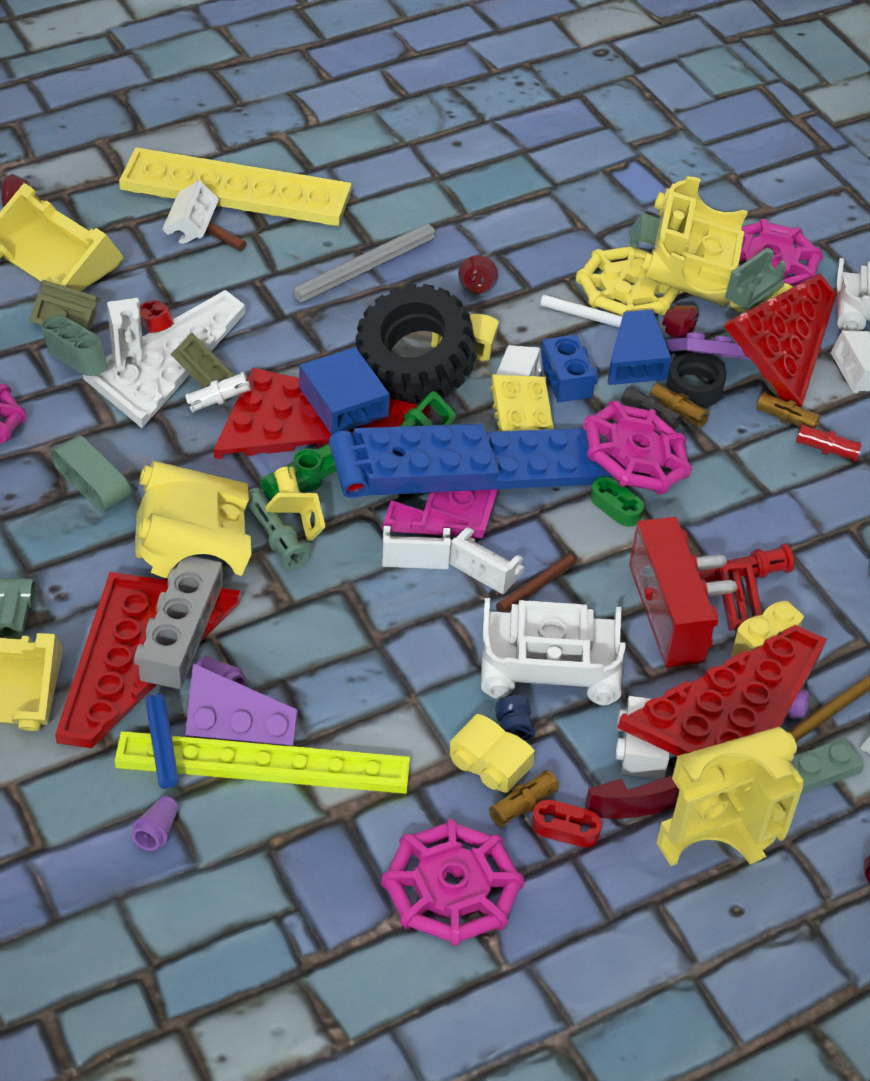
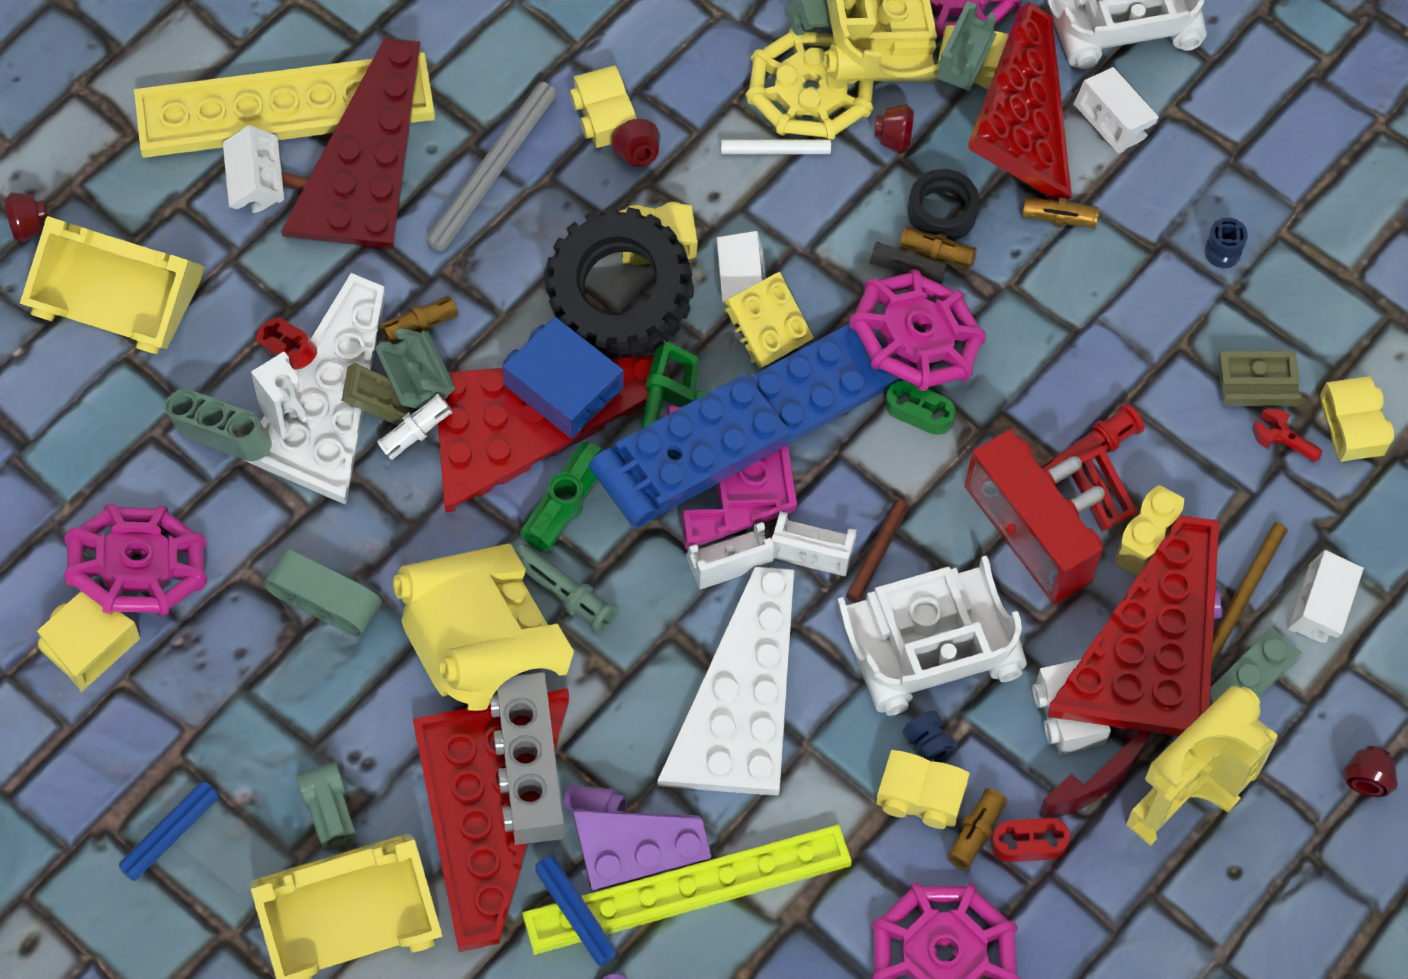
camera: 20 degrees left, 15 degrees up
(66, 302) = (174, 367): olive plate -> none
(237, 355) = (415, 368): none -> sand green hinge
(259, 333) = (420, 318): none -> pearl gold pin
(269, 235) = (361, 172): none -> dark red wing
(292, 501) = (572, 548): light yellow bracket -> none
(370, 655) = (738, 714): none -> white wing
(462, 243) = (602, 103): none -> light yellow brick
(568, 368) = (787, 245): blue brick -> none
(639, 350) = (863, 184): blue slope -> none
(696, 343) = (932, 159): medium lavender wing -> none
(828, 442) = (1119, 240): red pin -> none

